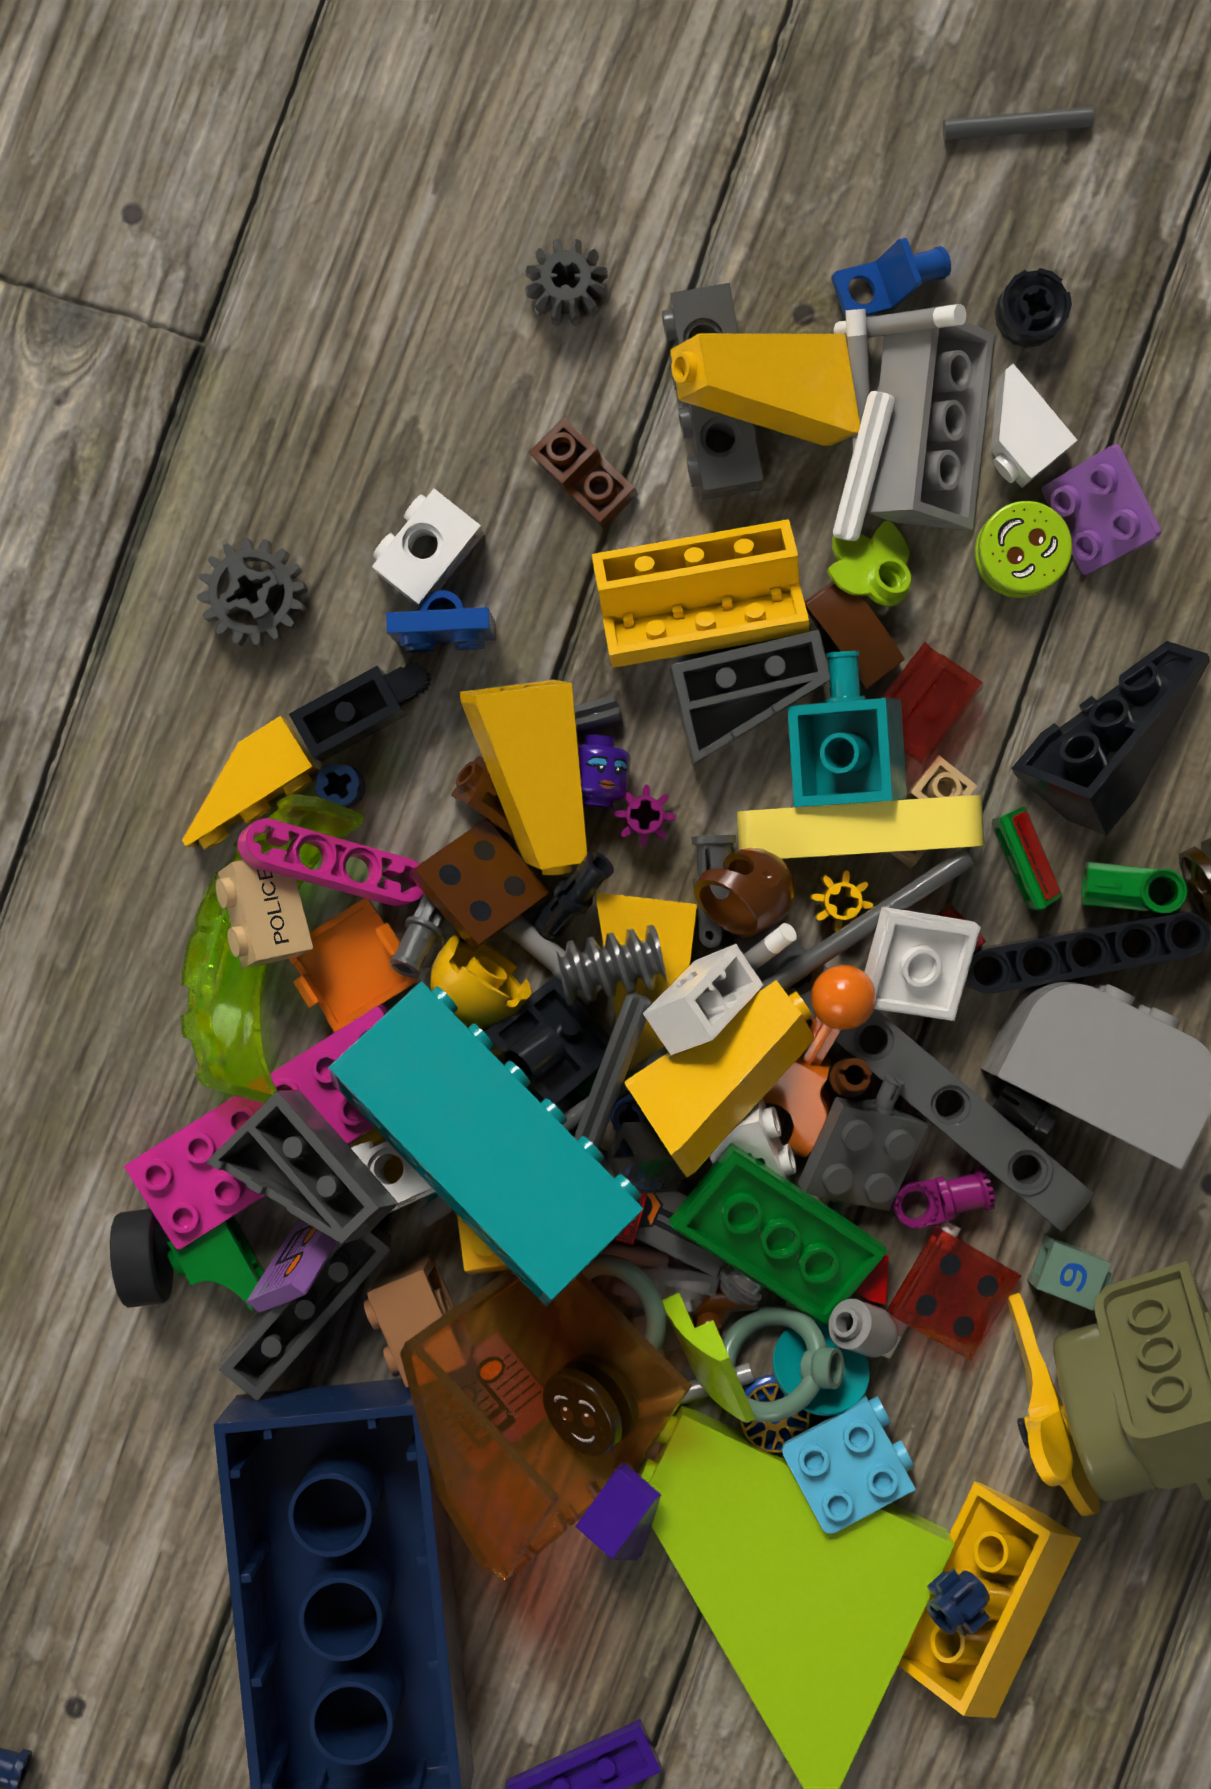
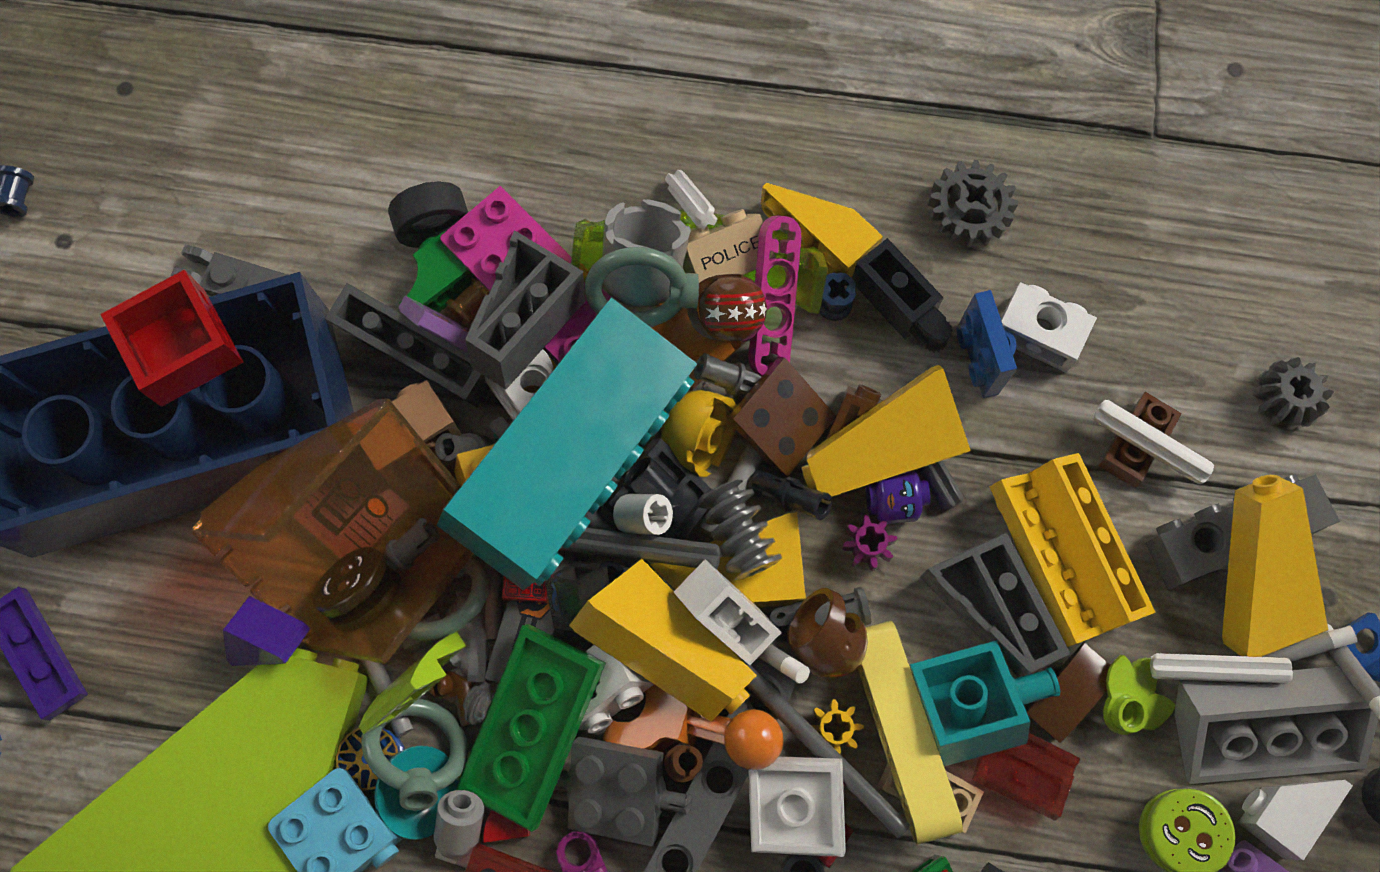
camera: 85 degrees right, 15 degrees down
(172, 1501) = (224, 272): none -> dark grey hinge
(187, 937) = (691, 199): none -> white axle
(255, 1011) = (648, 226): none -> light grey cylinder
(261, 1224) = (468, 302): none -> clear orange bush
(279, 1578) = (171, 338): none -> red piece
(317, 976) = (682, 288): none -> sand green piece
(347, 923) = (729, 309): none -> reddish brown helmet
(446, 1258) = (450, 445): none -> dark grey pin
(558, 1347) = (402, 552): none -> dark grey pin
(574, 1071) = (643, 514): none -> white gear
(594, 464) = (1153, 442): none -> white axle

